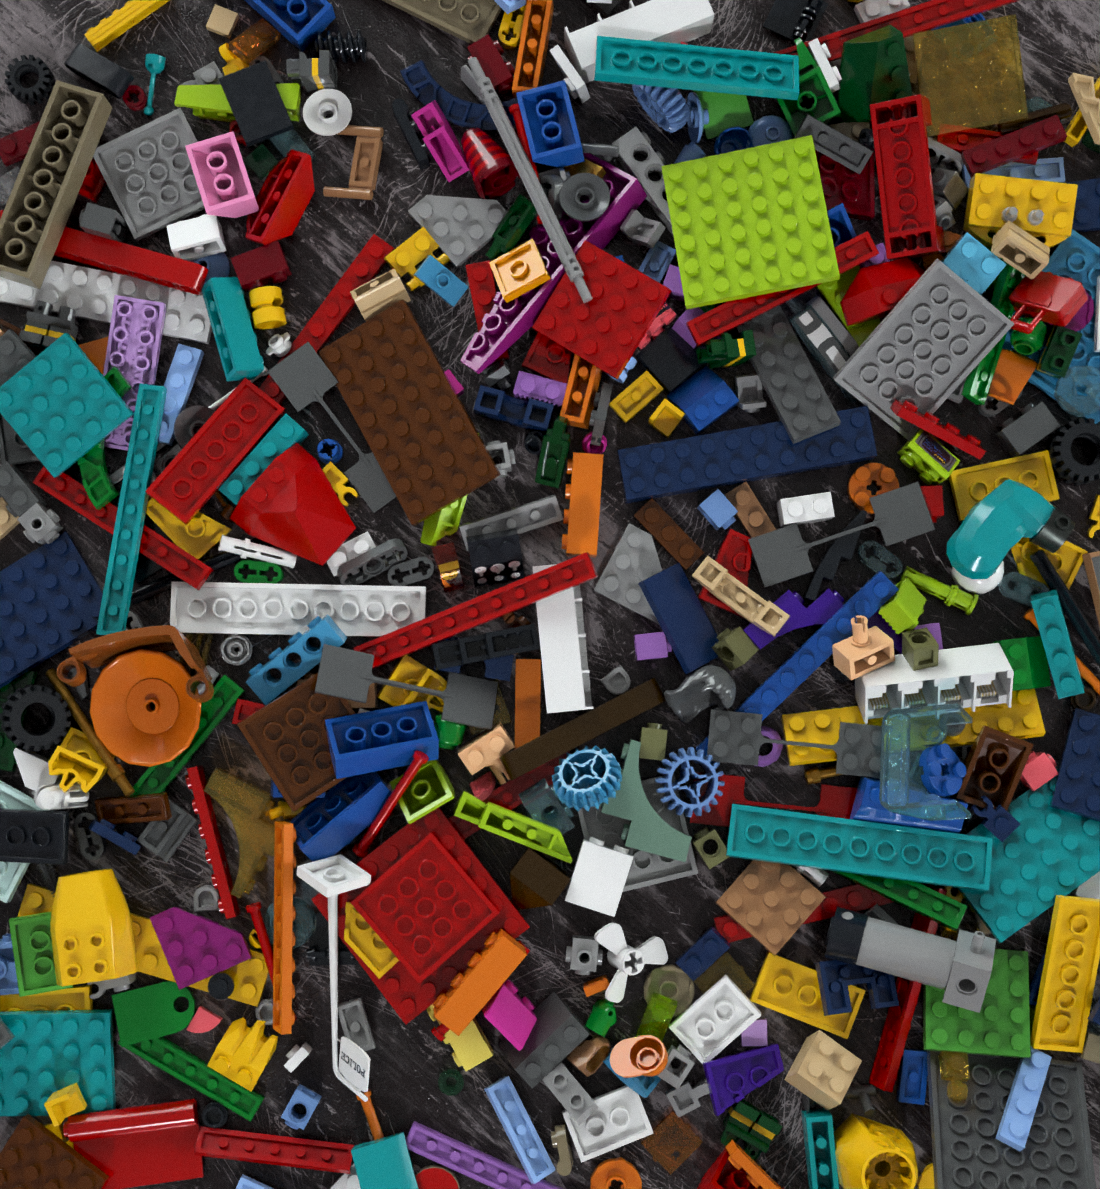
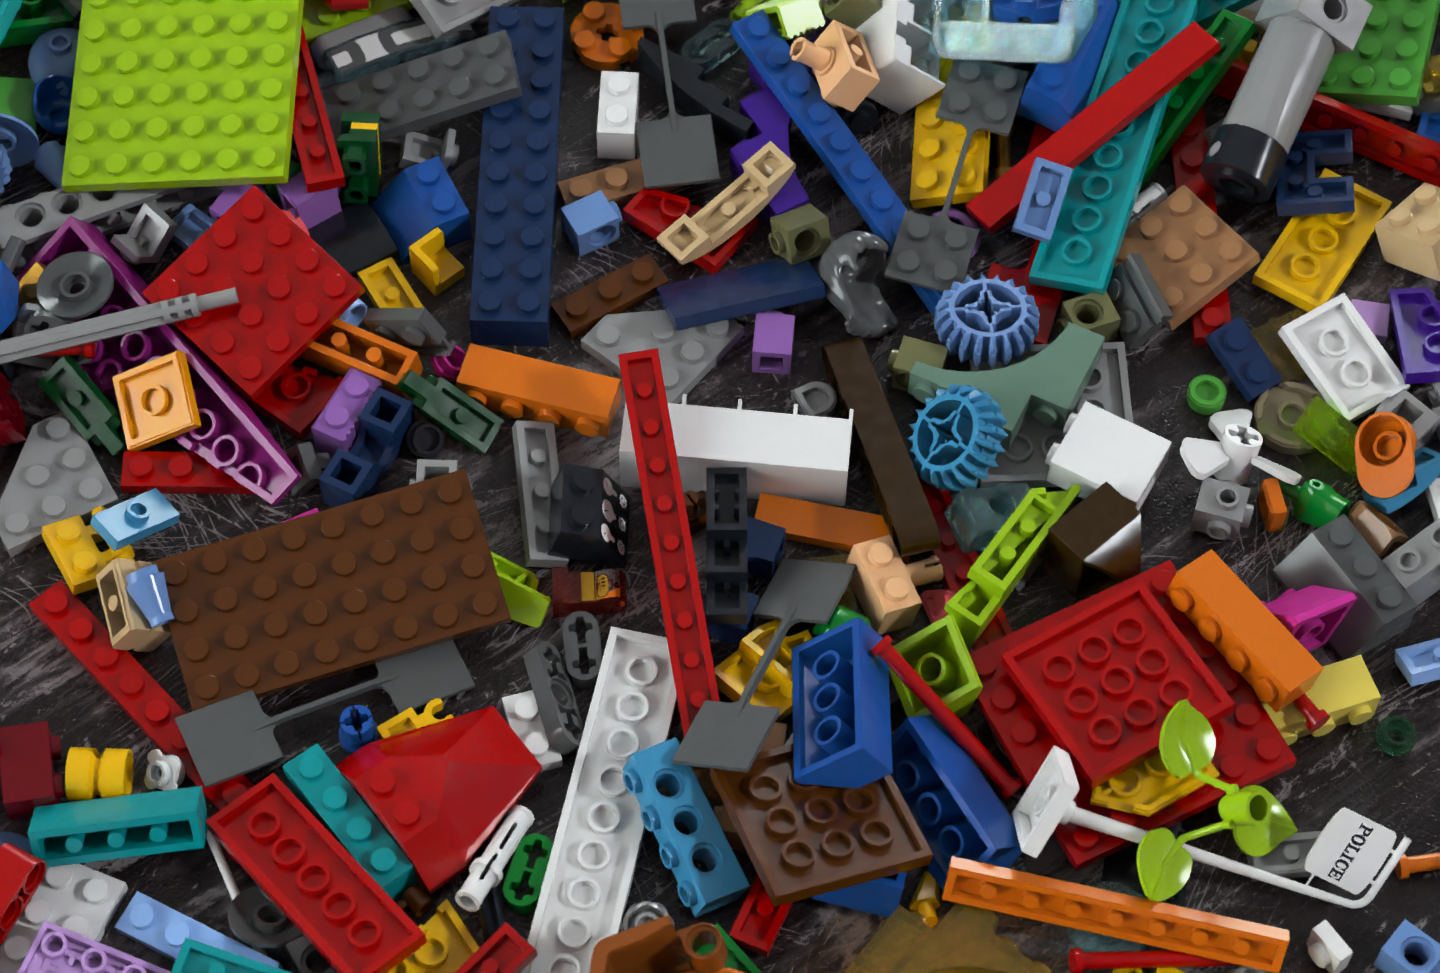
camera: 80 degrees left, 25 degrees down
(348, 999) = (1251, 812): none -> lime plant
(379, 304) = (151, 595): none -> medium blue cone
(675, 932) = (1206, 394): none -> bright green tile
(728, 877) = (1137, 301): none -> dark grey plate
(784, 804) = (1042, 199): none -> medium blue plate
(852, 831) = (1098, 121): none -> red tile

